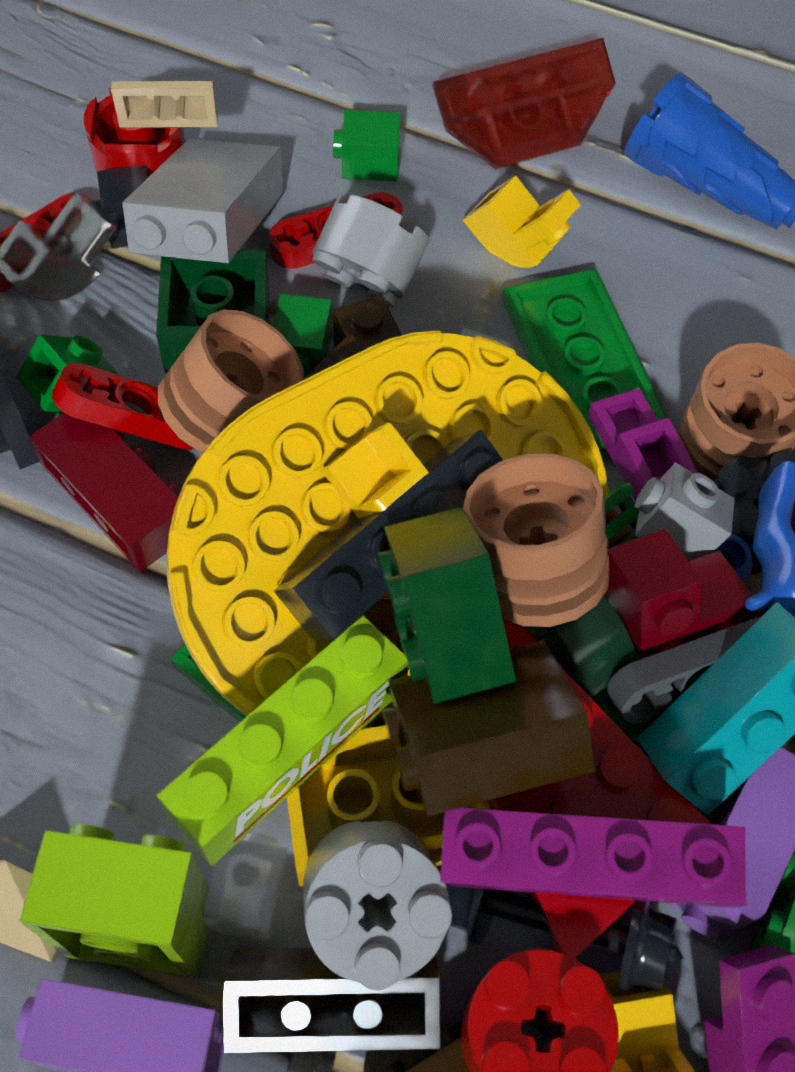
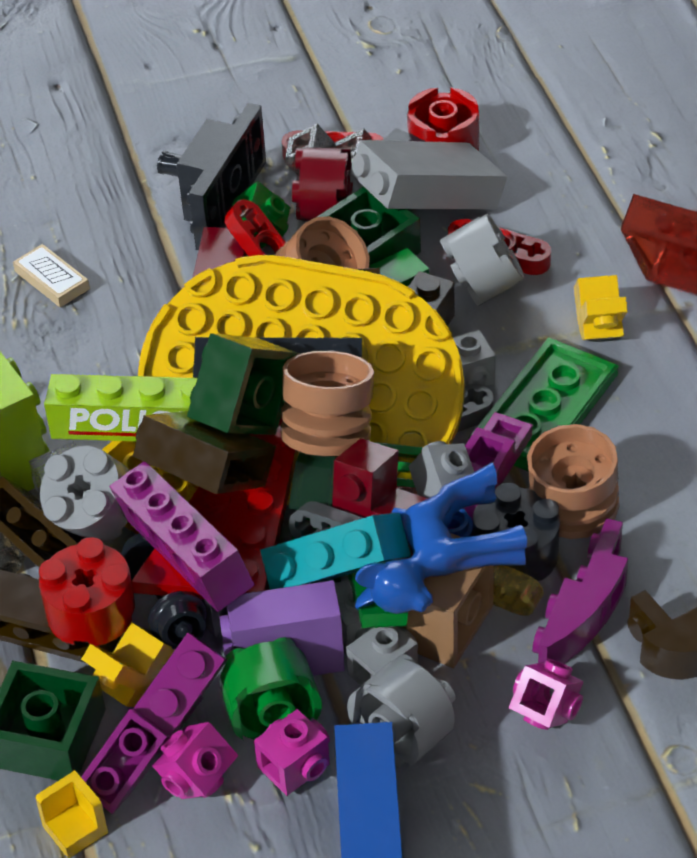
camera: 55 degrees right, 15 degrees down
(101, 285) = (321, 180): none -> dark red brick
(164, 103) = (457, 110): tan slope -> none
(368, 145) = (576, 214): green brick -> none
(375, 471) = (300, 321): yellow panel -> none

